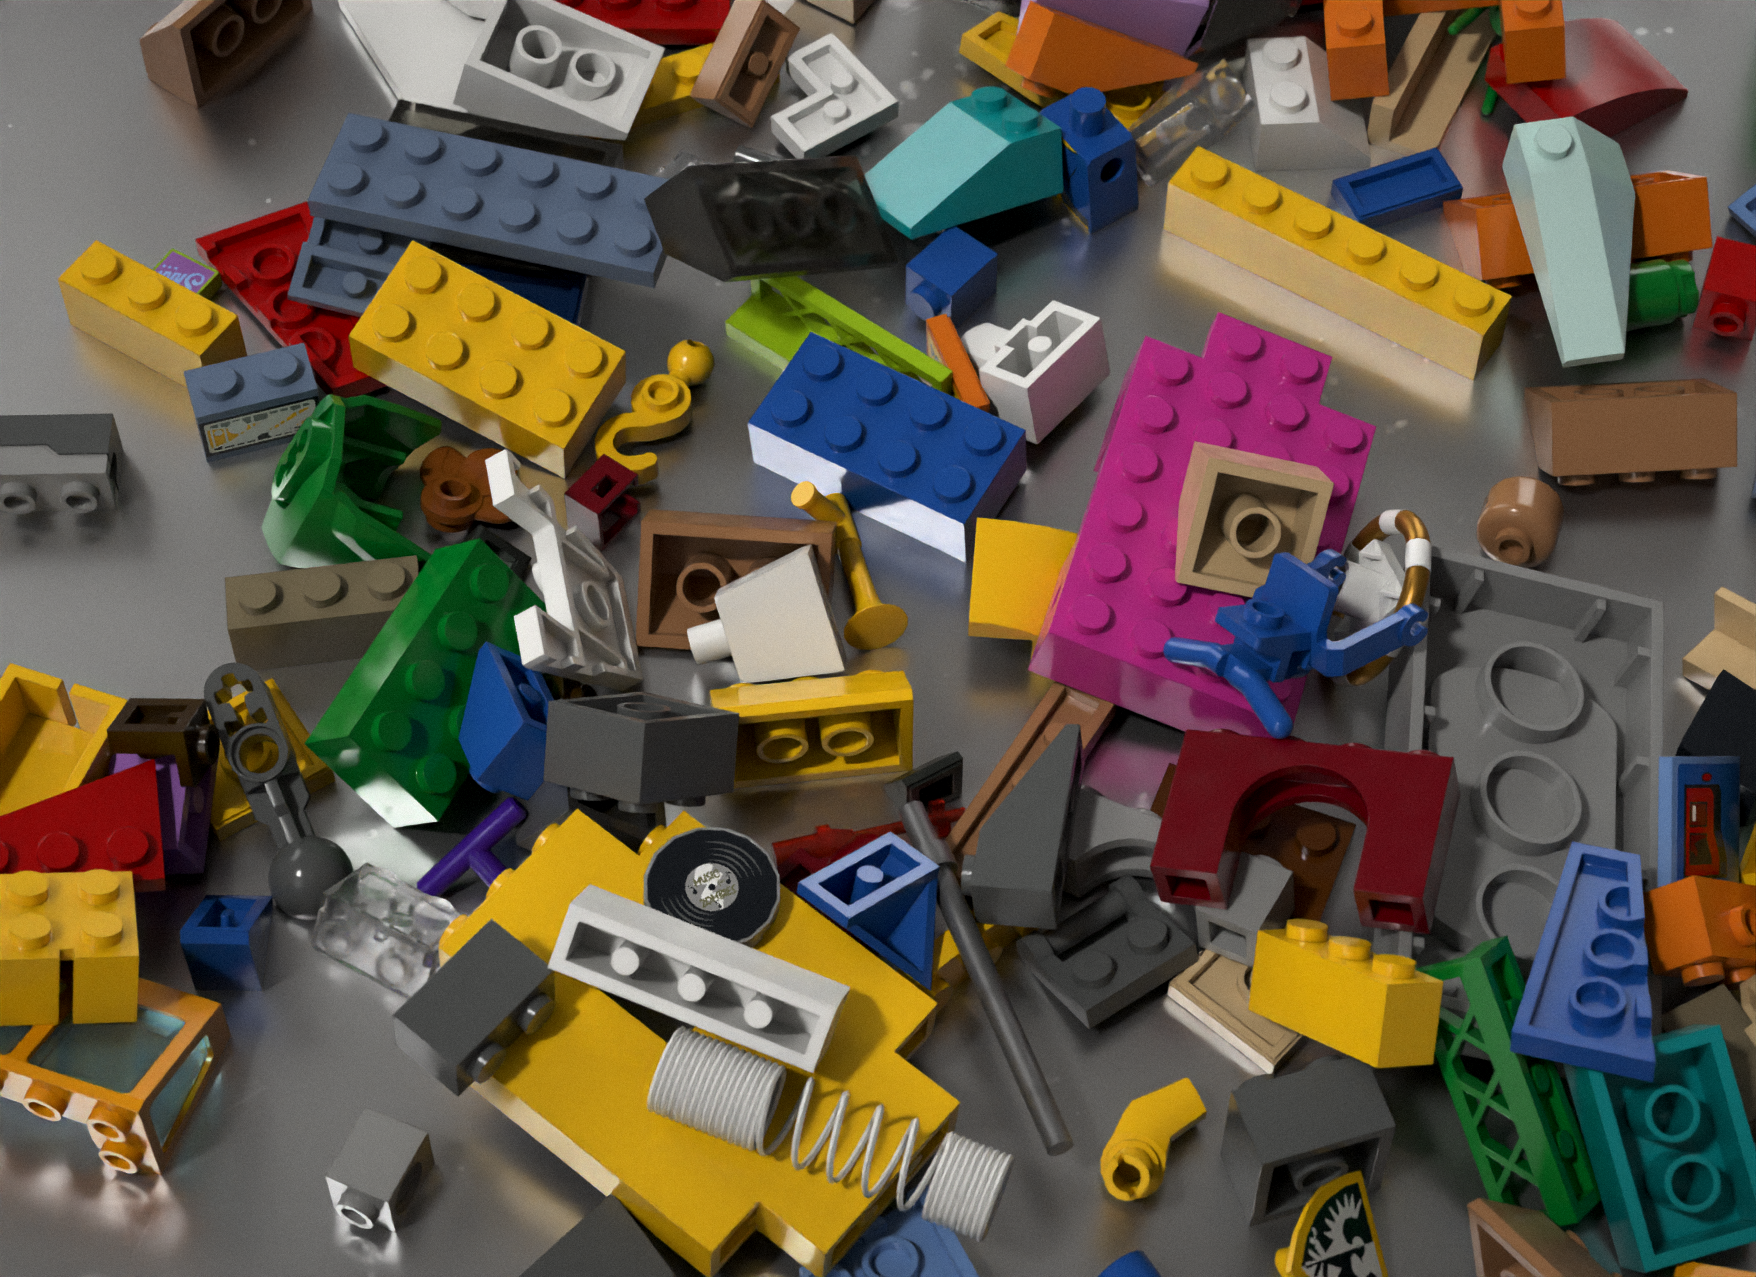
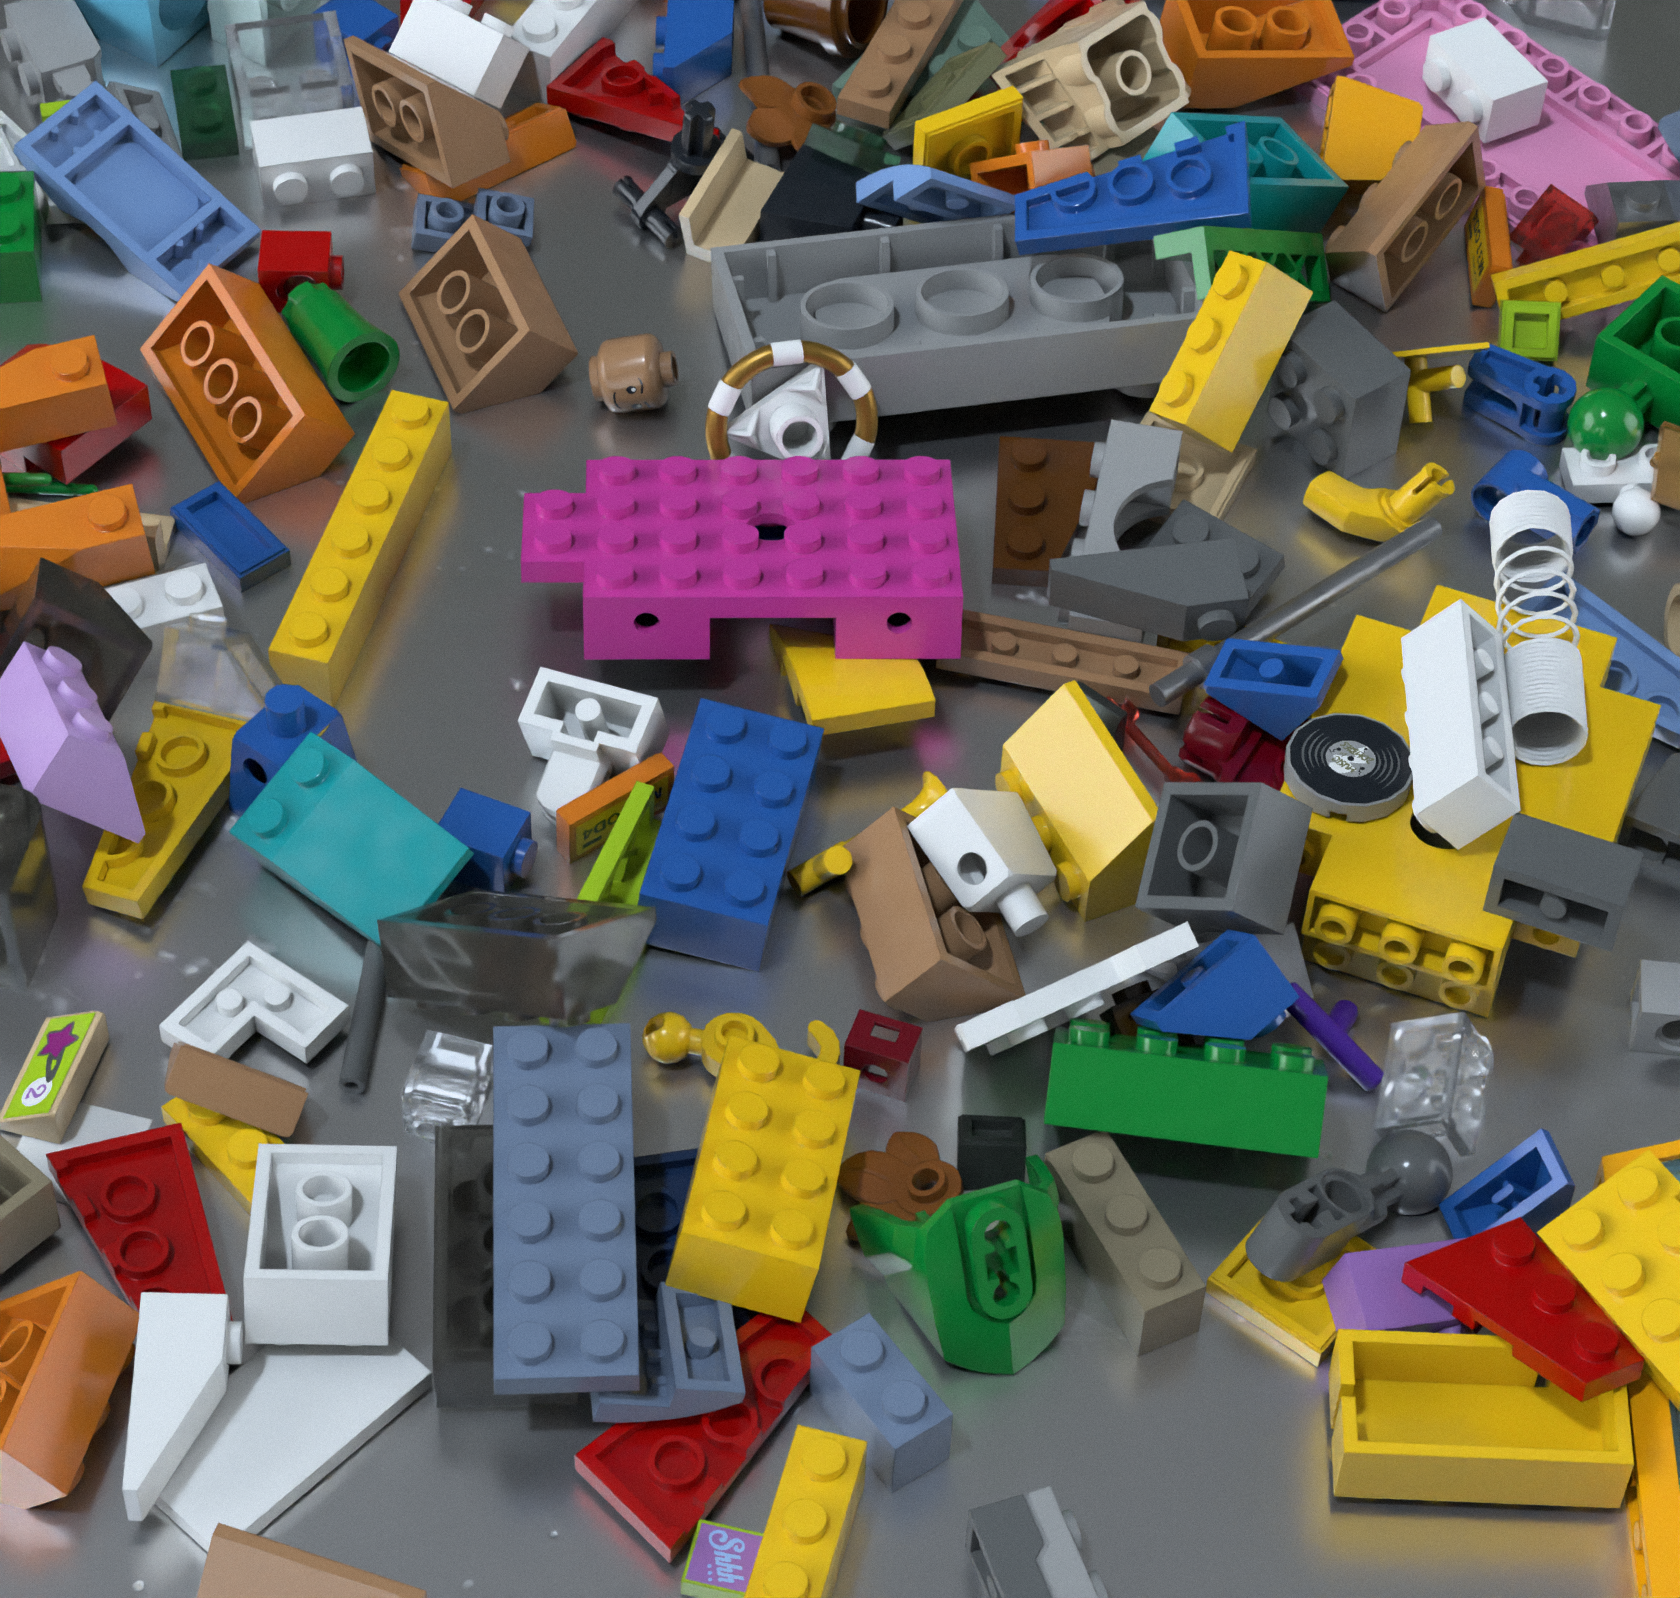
camera: 110 degrees left, 5 degrees down
(166, 728) = (1377, 1257): dark brown bracket -> none
(1073, 53) = (172, 758): orange slope -> none
(1236, 780) = (1064, 453): dark red arch -> none
(1241, 513) = (779, 476): tan slope -> none
(1285, 635) = (917, 410): blue piece -> none
(1578, 232) = (316, 338): light aqua wedge -> none

